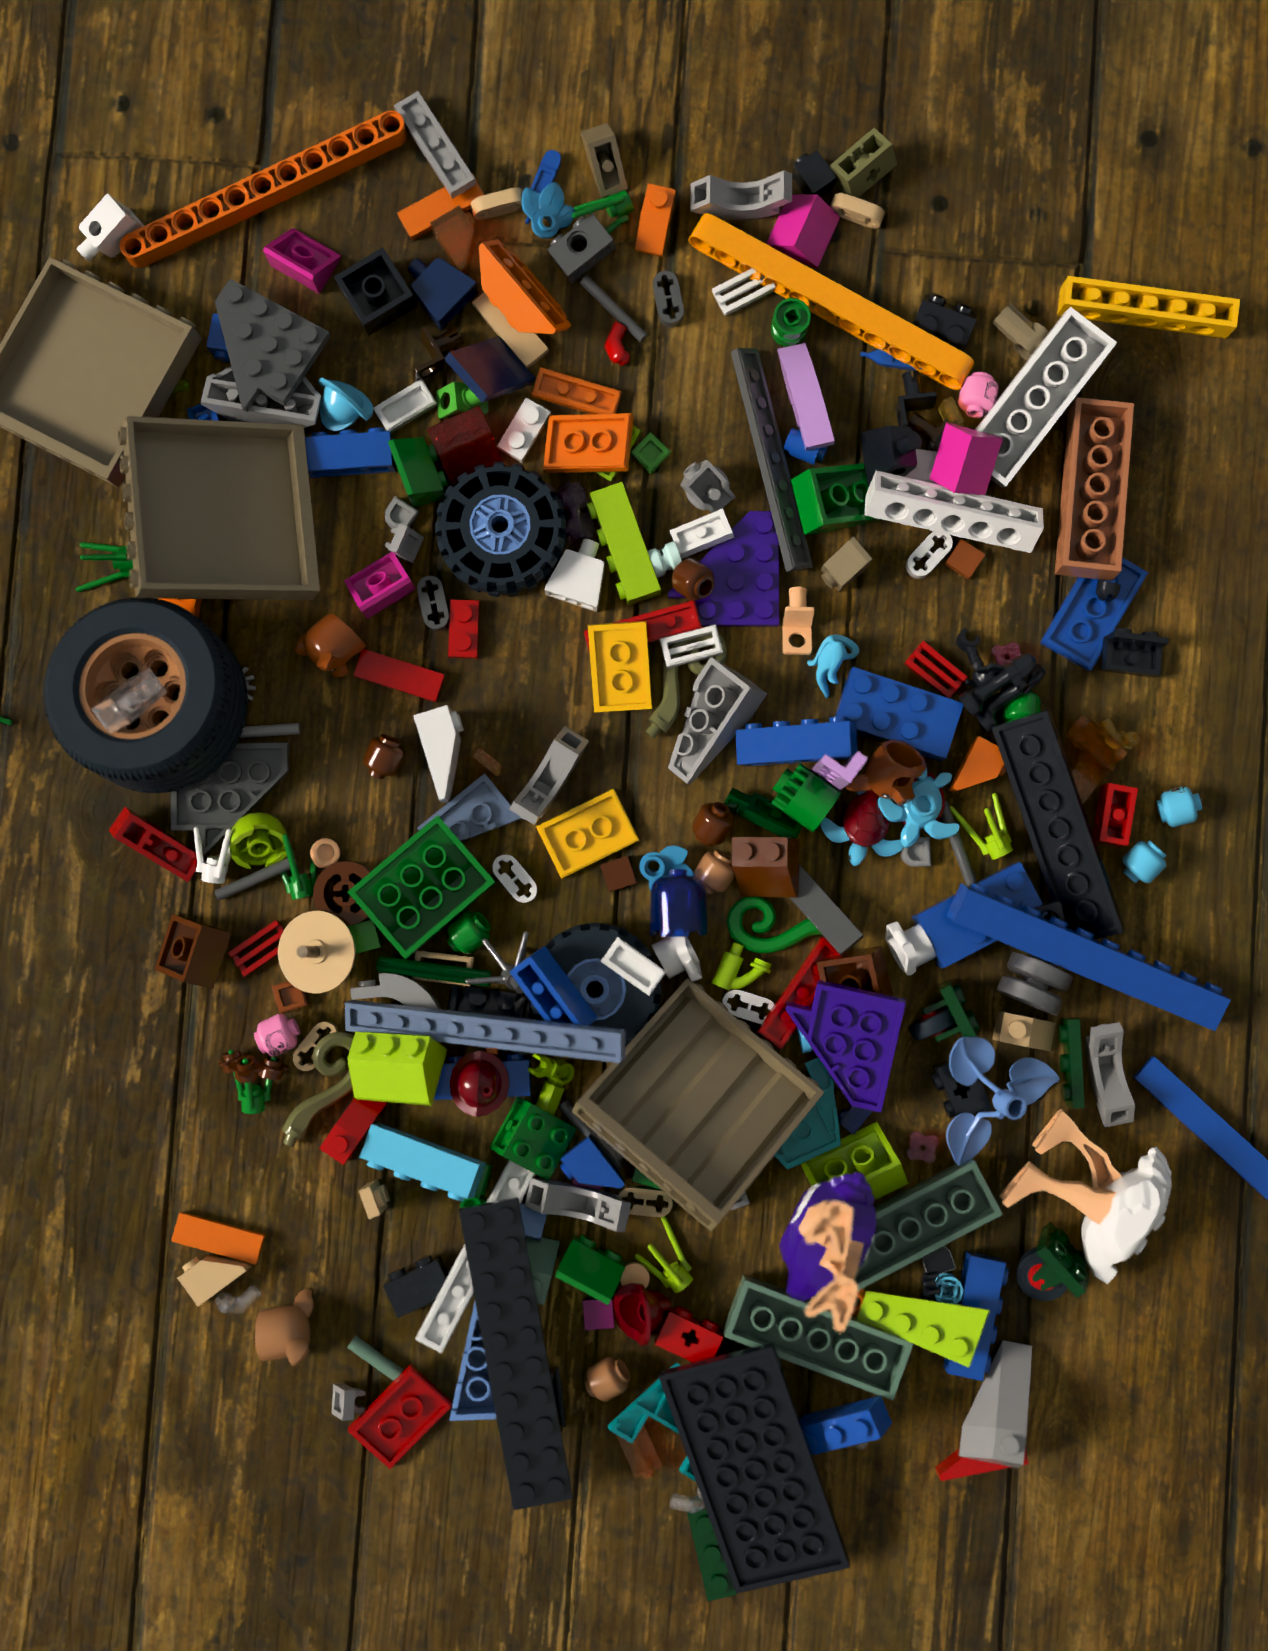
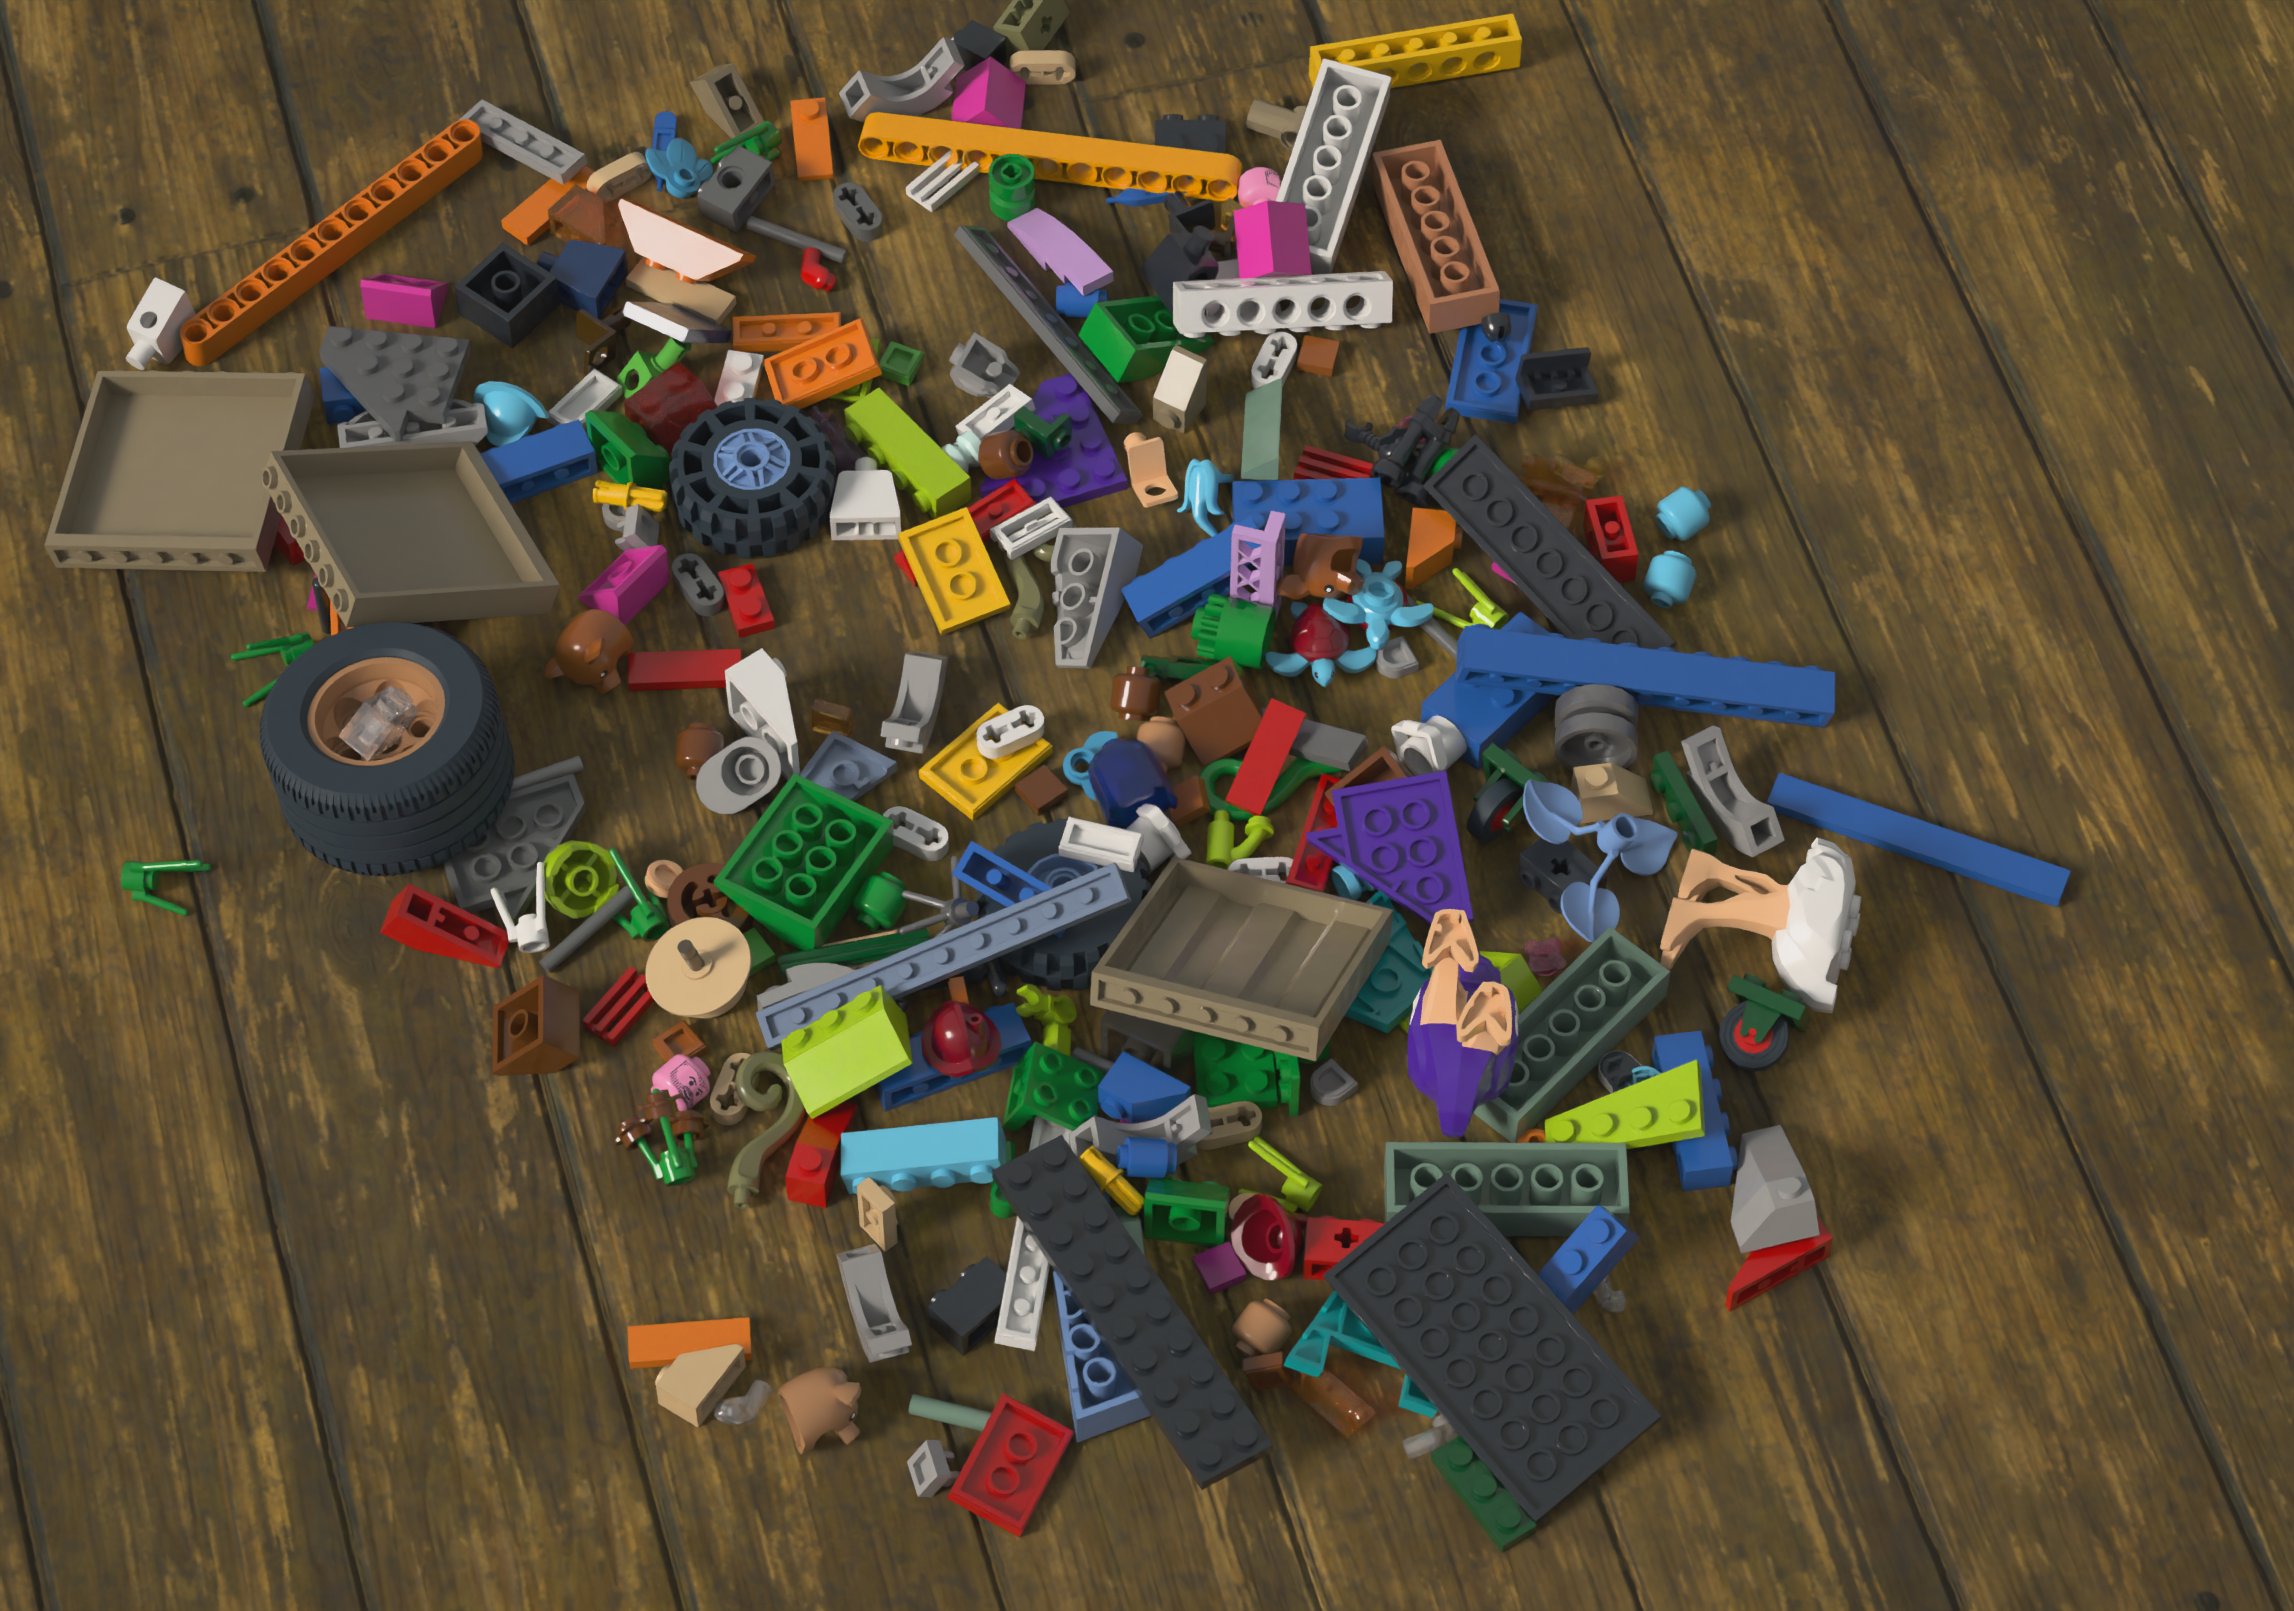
camera: 20 degrees left, 30 degrees down
(349, 1270) = (872, 1303): none -> light grey arch
(403, 791) = (738, 775): none -> light grey piece
(406, 513) = (629, 495): none -> yellow axle
(542, 1238) = (1111, 1180): none -> yellow axle
(573, 1230) = (1146, 1157): none -> blue brick
(598, 1414) = (1268, 1371): none -> reddish brown tile
(610, 815) = (1010, 731): none -> white beam
(720, 925) = (1191, 801): none -> dark orange tile
(721, 567) = (1044, 438): none -> dark green bracket
(784, 920) = (1265, 757): none -> red tile
(893, 625) = (1262, 432): none -> sand green slope

